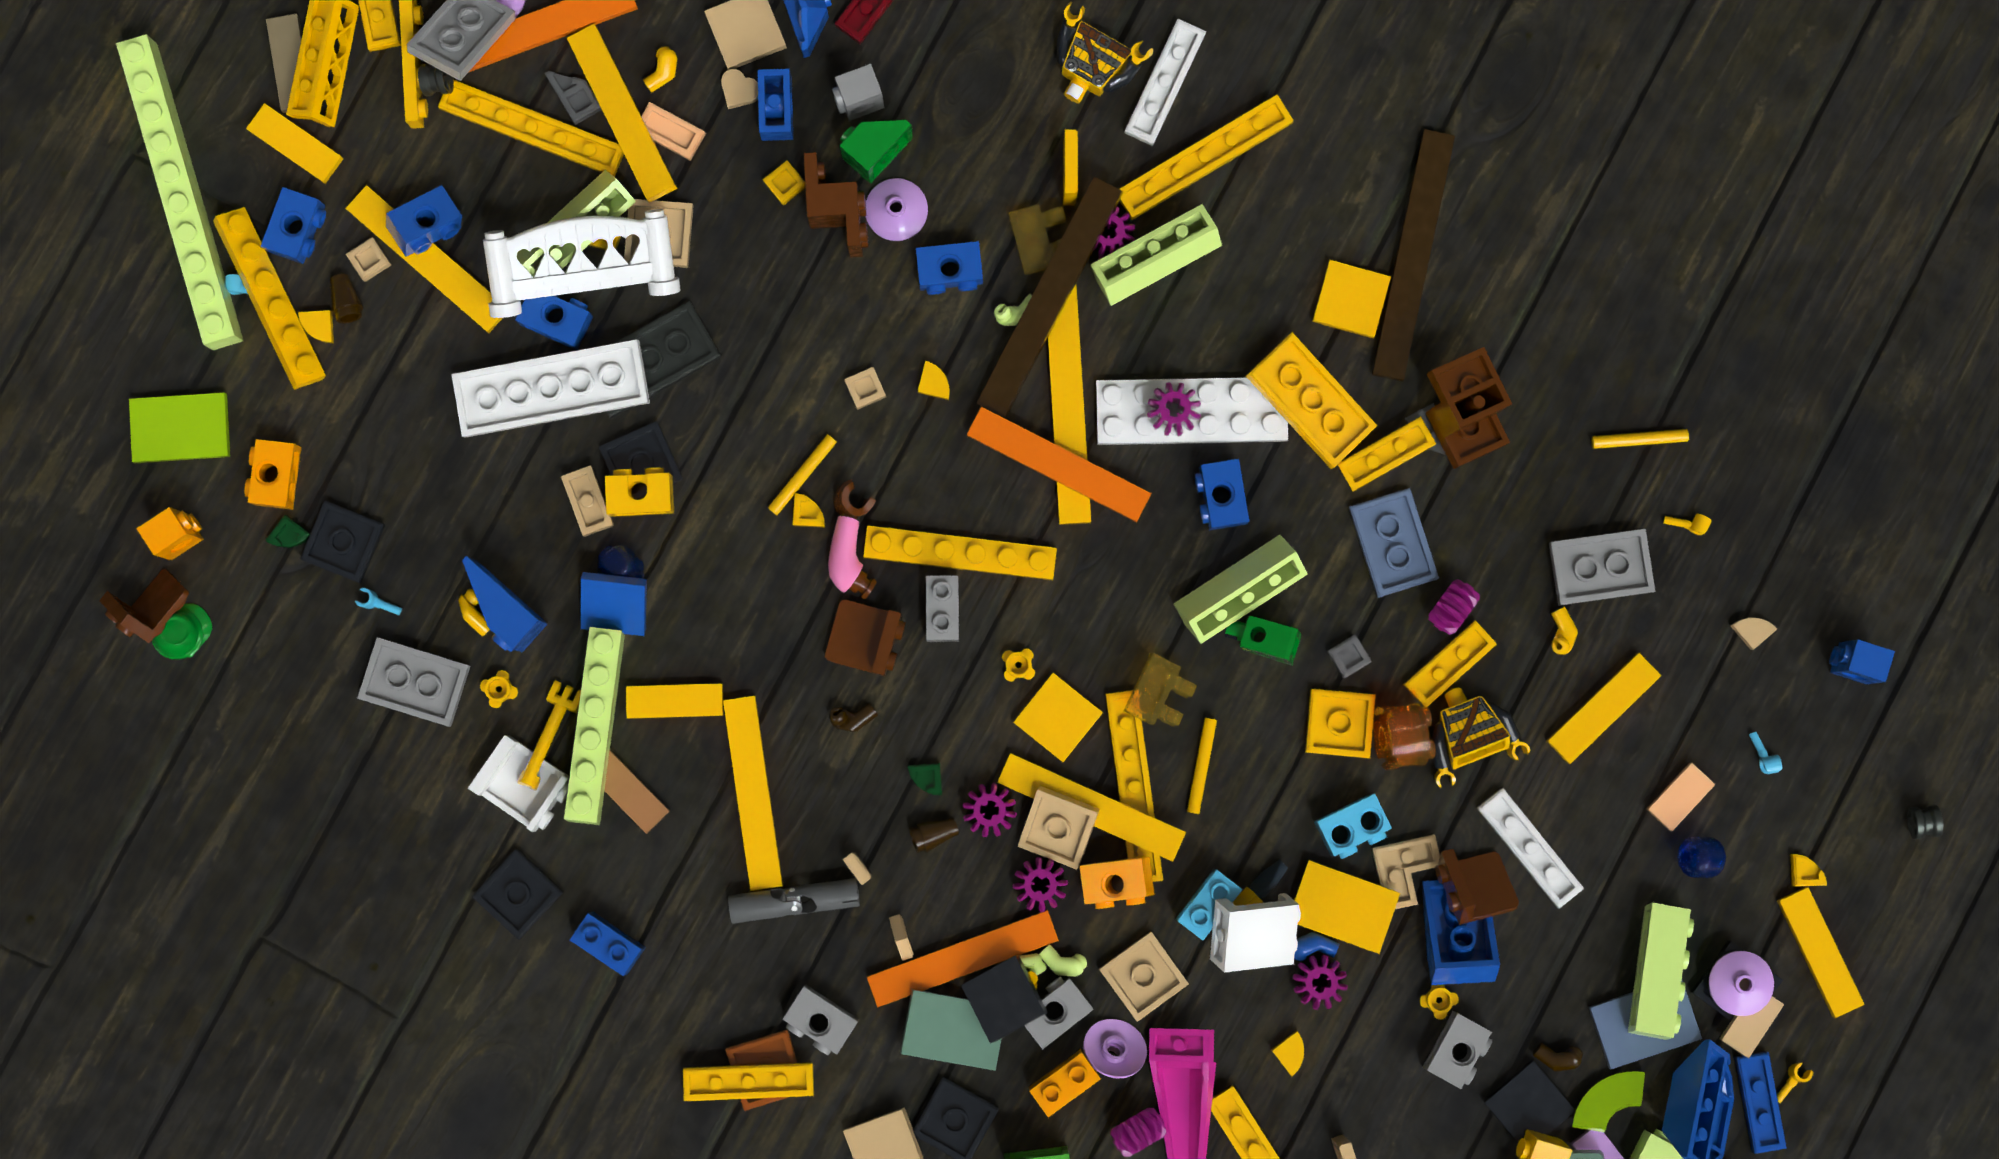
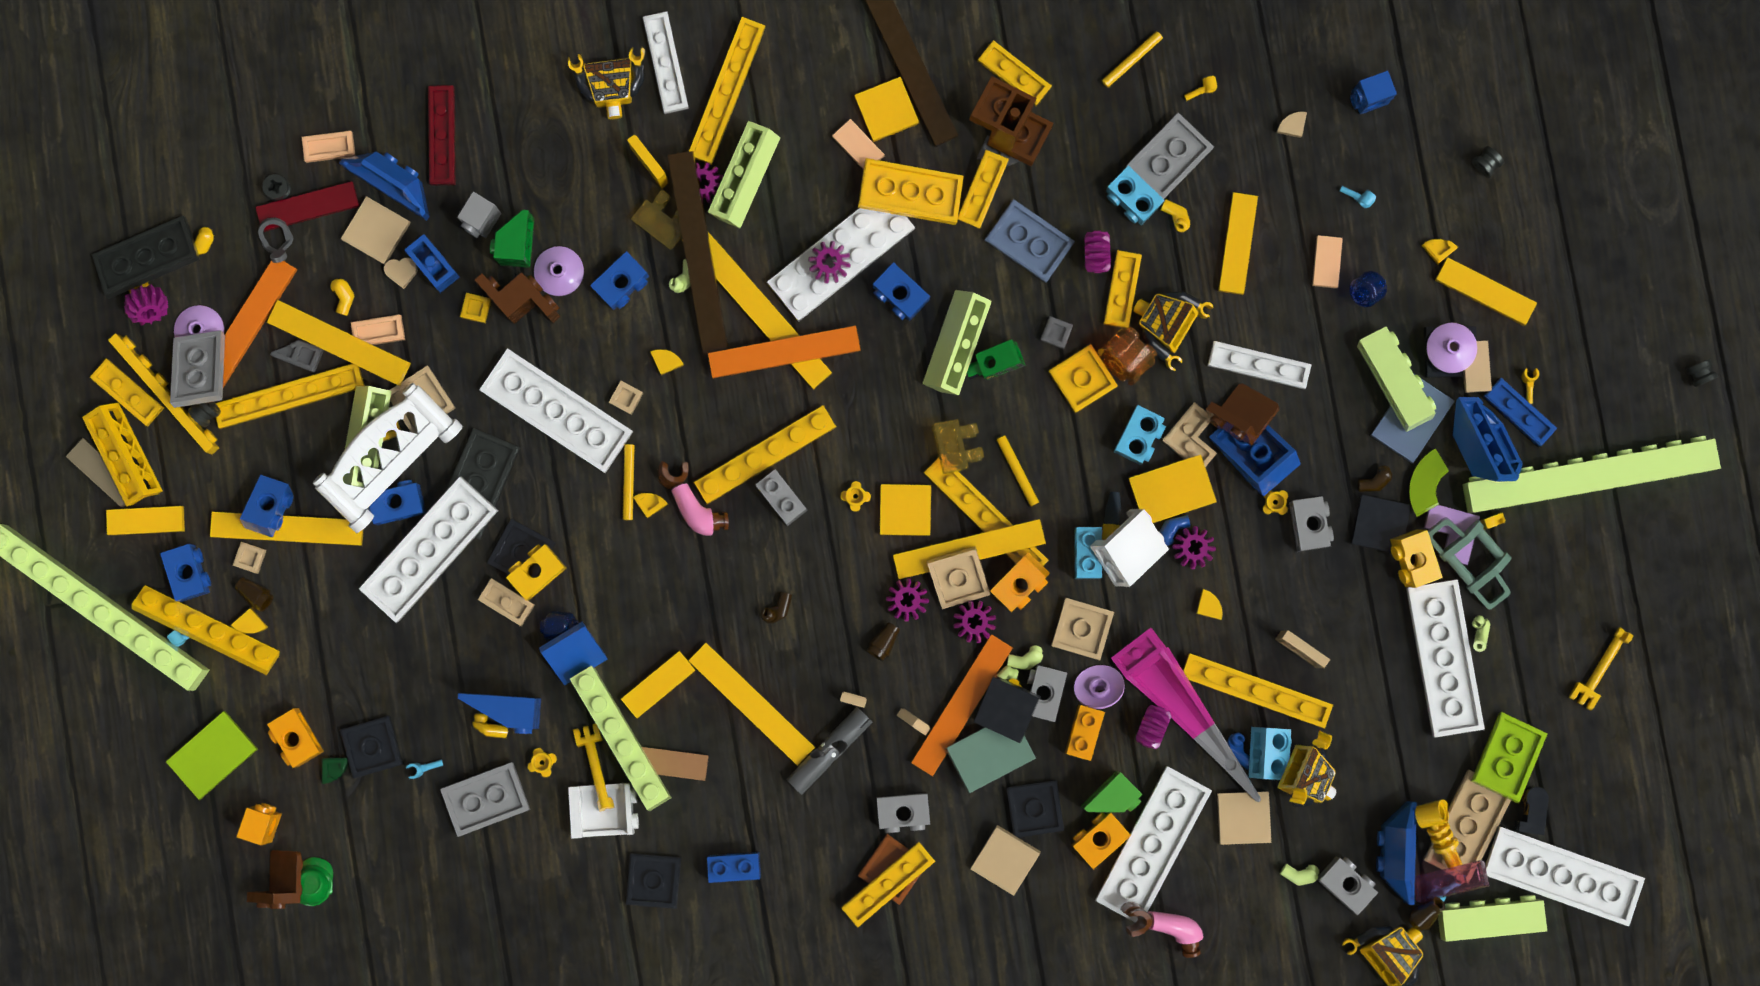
camera: 35 degrees left, 0 degrees up
(785, 347) = (556, 410): none -> white plate
(864, 637) = (746, 553): reddish brown bracket -> none
(927, 777) = (853, 610): dark green tile -> none
(1294, 311) = (857, 144): none -> light nougat tile
(1509, 359) = (1013, 71): none -> yellow tile
(1544, 578) = (1139, 191): none -> medium azure brick

